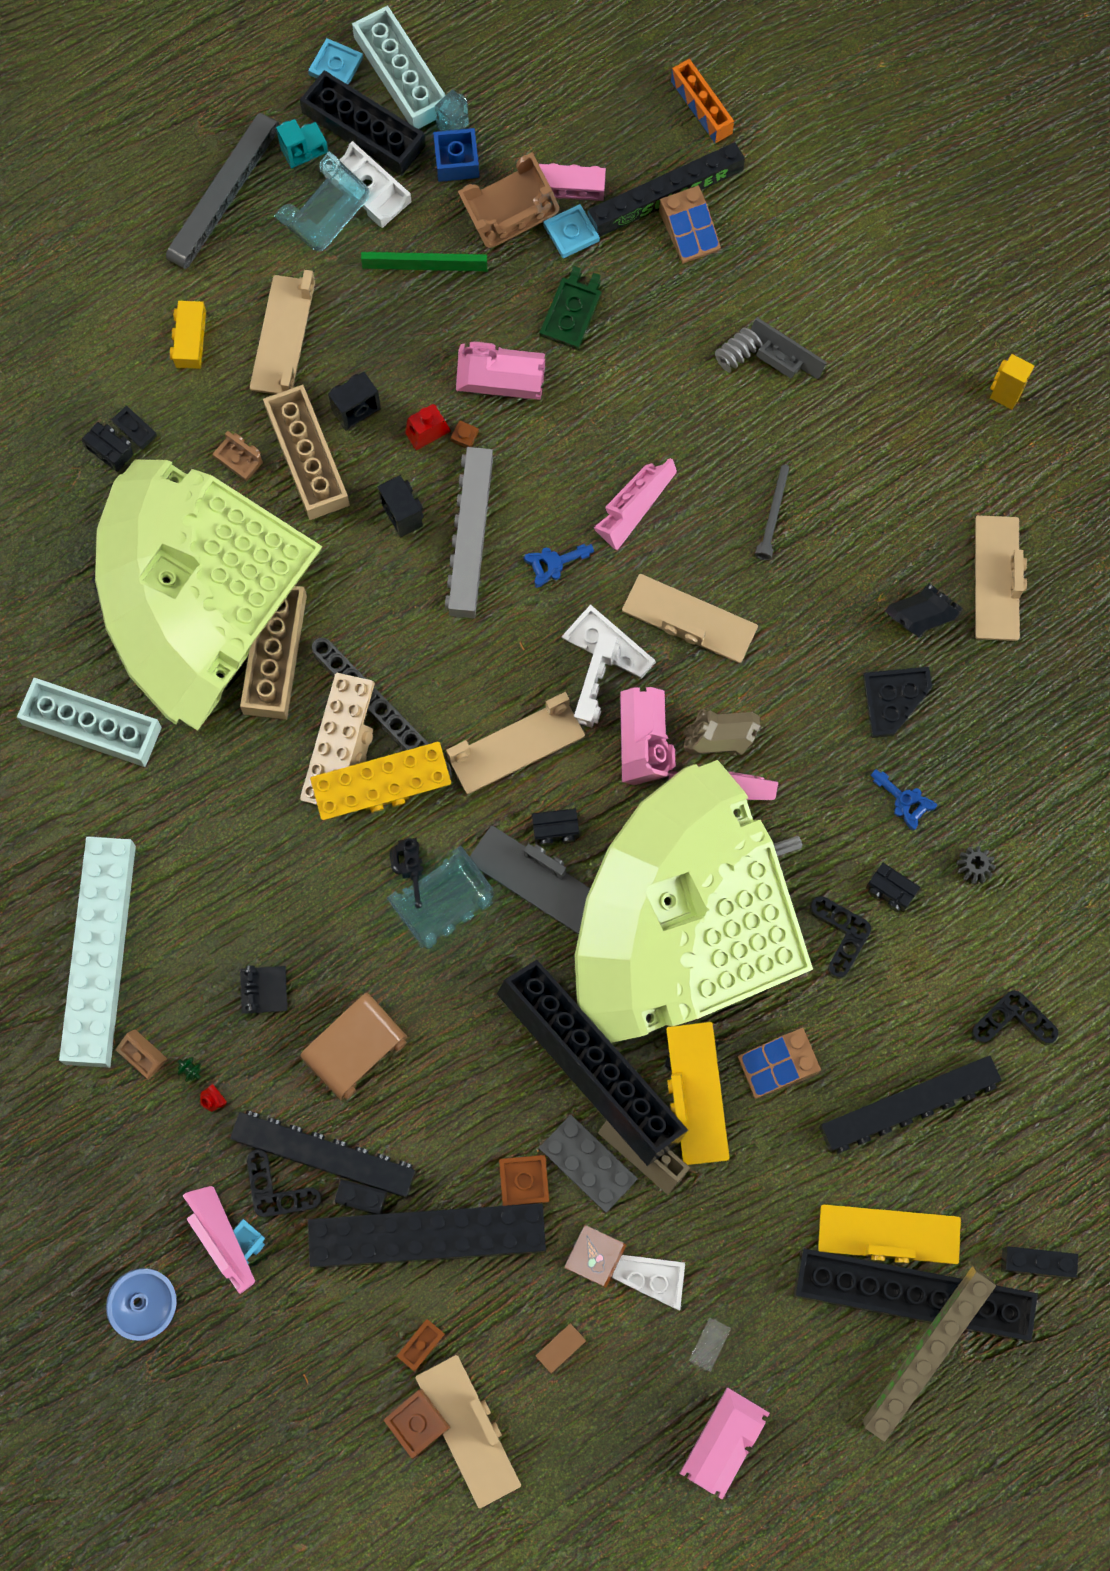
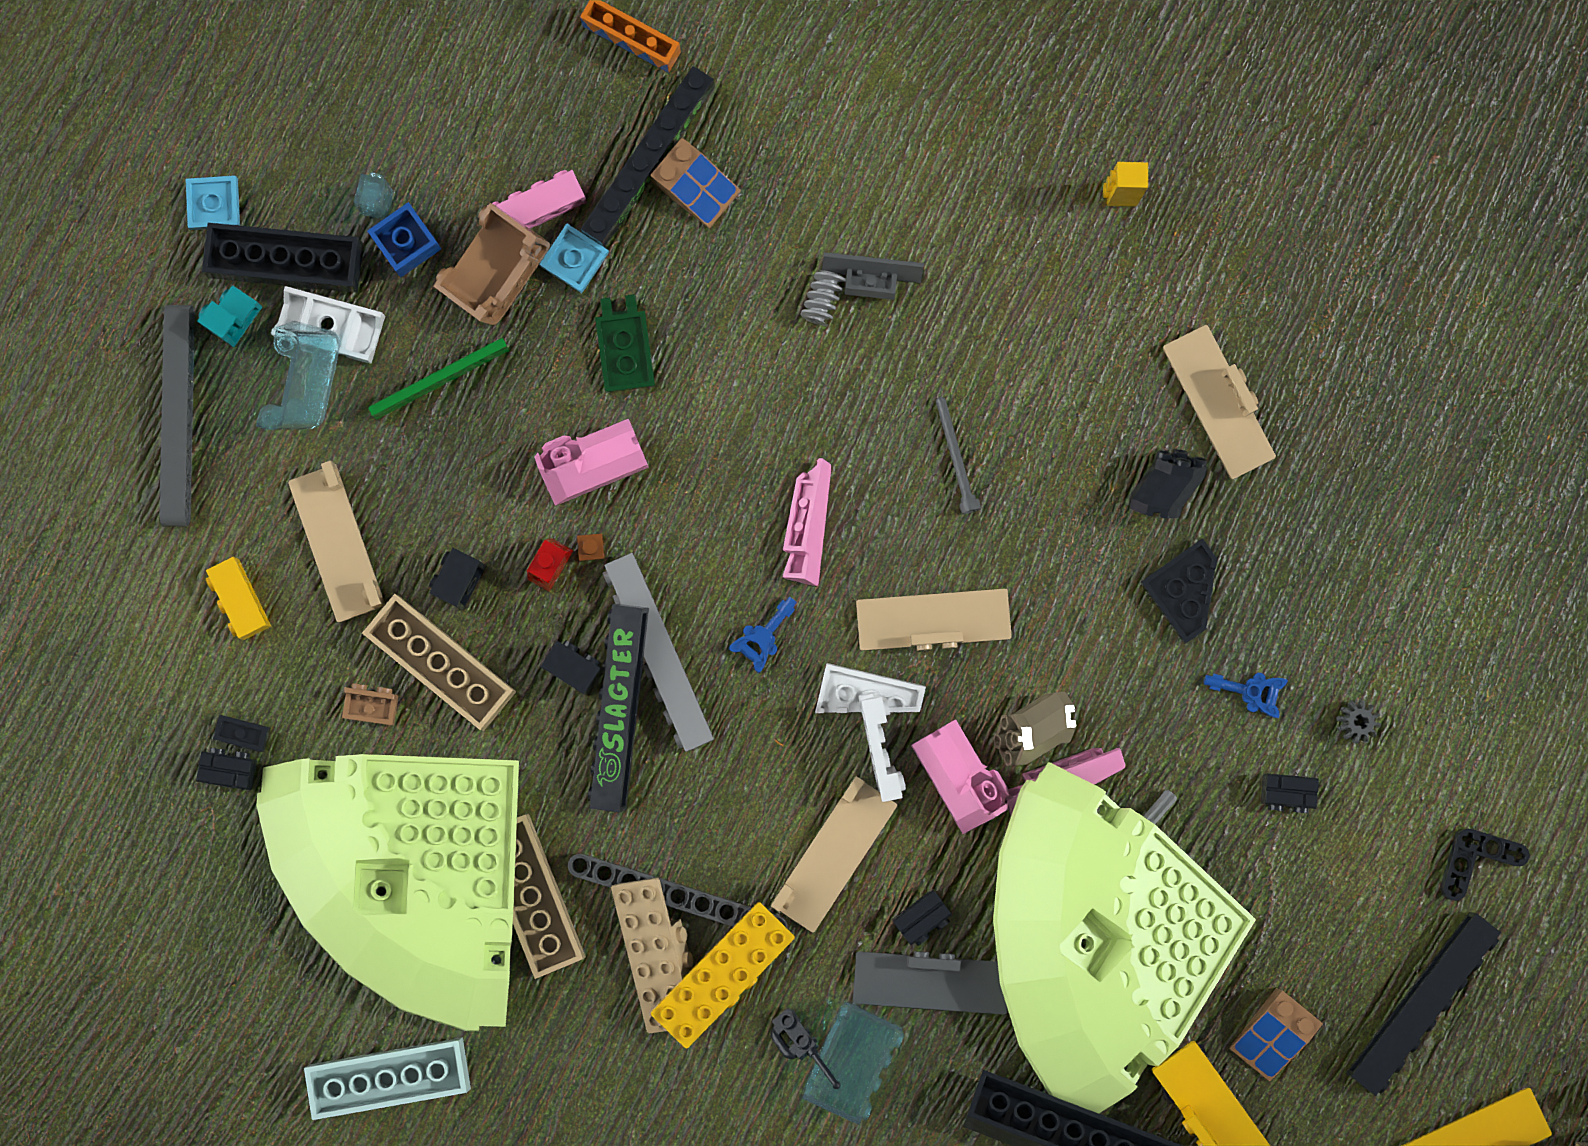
camera: 30 degrees left, 10 degrees up
(399, 66) = (285, 170): light aqua brick -> none
(417, 551) = (618, 707): none -> black brick
(850, 937) = (1273, 865): black beam -> none

